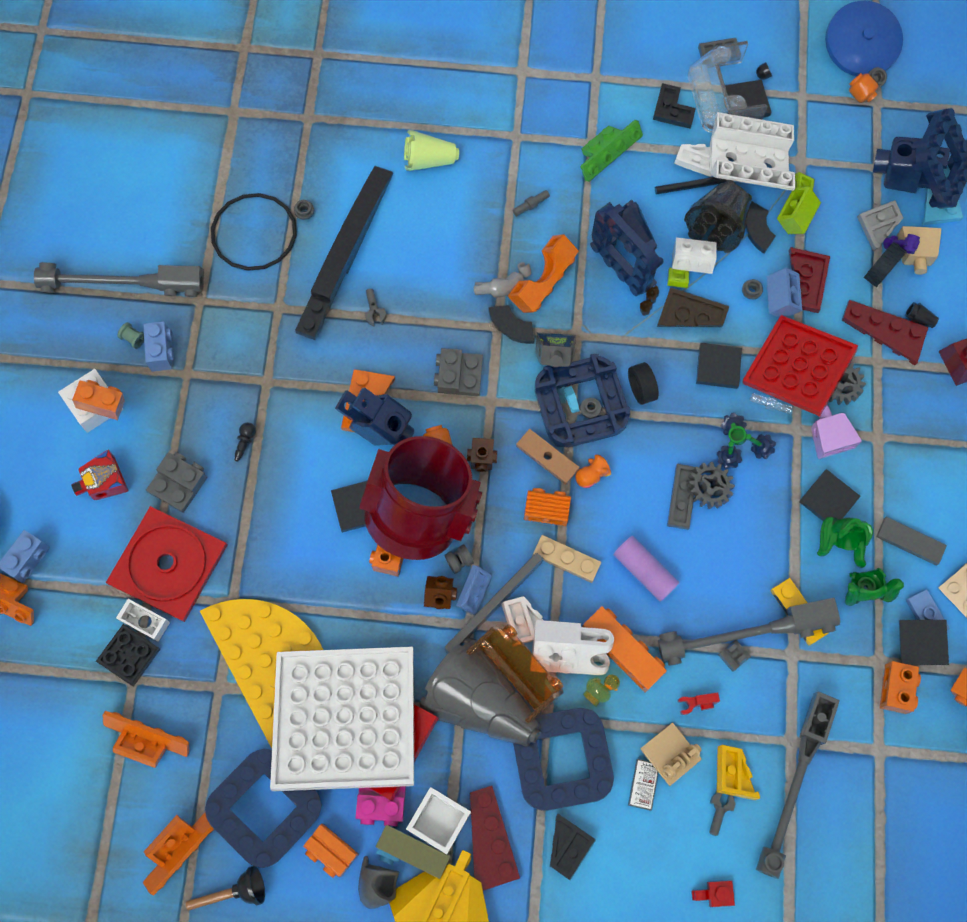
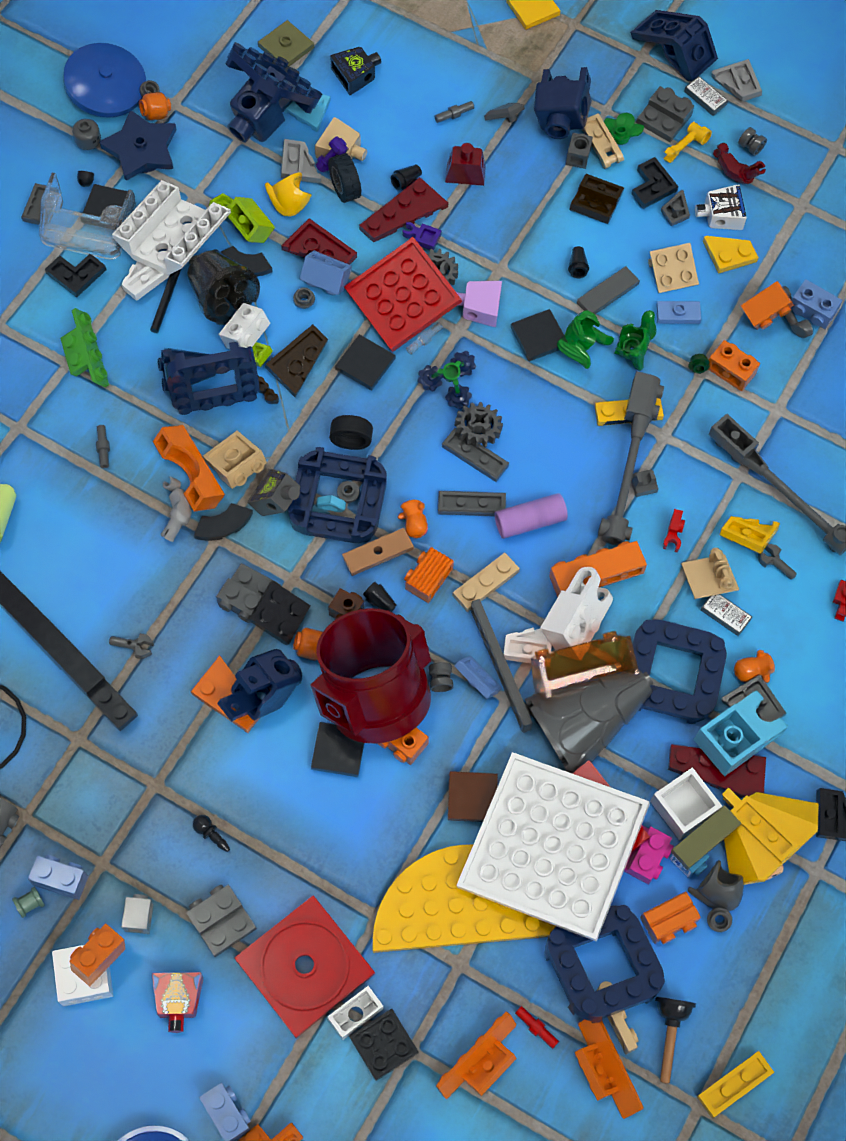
camera: 65 degrees left, 5 degrees down
(154, 417) = (137, 914): none -> brick
(190, 774) = (537, 1027): none -> red bar
(211, 853) = (626, 1036): none -> tan plate
(343, 896) = (722, 926): none -> dark grey plate
(365, 629) = (470, 795): none -> reddish brown tile
(439, 592) = (466, 708): reddish brown brick -> none
(452, 403) = (279, 613): none -> black plate
(506, 476) = (379, 597): none -> black cone
(532, 844) = (738, 734): none -> medium azure brick
(570, 306) = (235, 459): none -> tan plate
(597, 692) = (624, 609): clear yellow animal -> none
(599, 829) = (750, 667): none -> orange animal
(634, 513) = (470, 503): none -> dark grey tile
(803, 51) = (86, 134): none -> dark grey head
(819, 96) = (141, 145): none -> dark blue plate
(842, 230) = (287, 196): none -> yellow piece
(870, 358) = (425, 235): none -> dark purple plate
(883, 655) = (699, 363): none -> dark green plate
(922, 502) = (578, 263): none -> black cone
(923, 642) = (703, 326): black tile -> none

